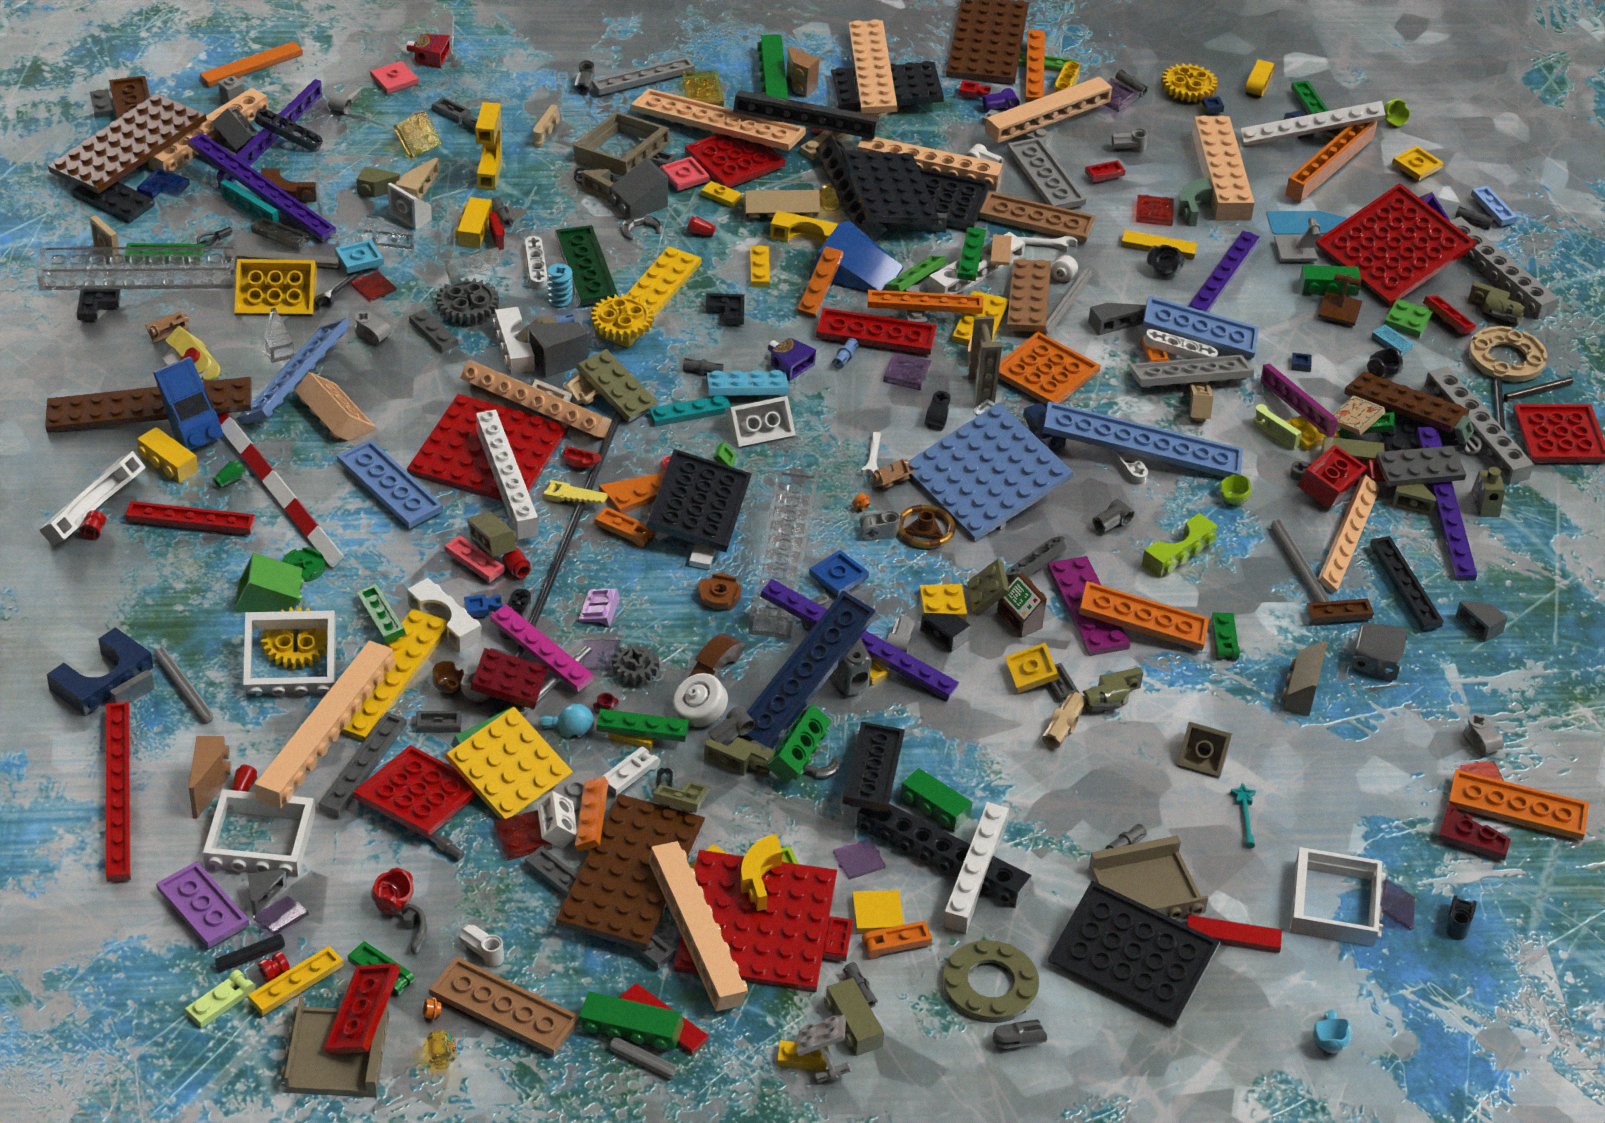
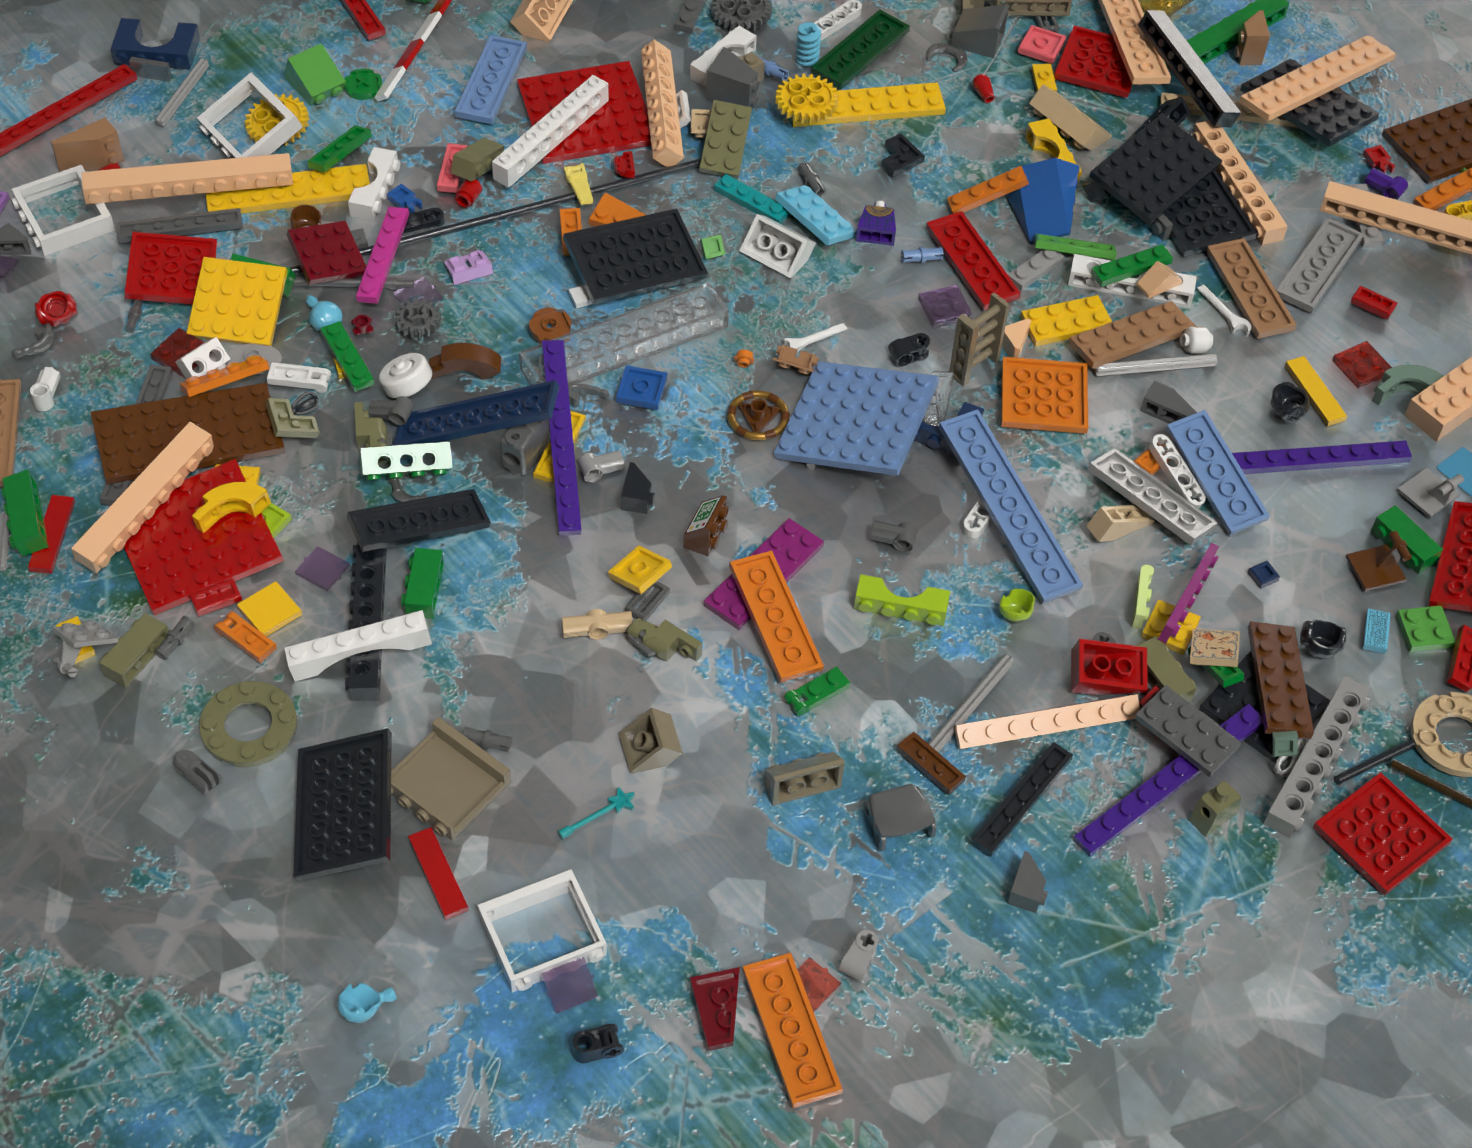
camera: 55 degrees right, 10 degrees up
(438, 725) = (268, 252): dark grey tile -> none
(759, 266) = (978, 149): yellow plate -> none
(828, 198) = (1108, 141): clear yellow hair -> none
(881, 525) = (724, 384): light grey piece -> none
(925, 301) = (1036, 268): orange plate -> none
(943, 599) = (674, 473): yellow plate -> none
(980, 151) = (1289, 210): white piece -> none
(988, 587) = (711, 486): olive plate -> none
(1037, 558) = (784, 508): dark grey beam -> none
(1136, 140) = (1443, 299): light grey piece -> none
(1414, 498) = (1149, 749): olive slope -> none

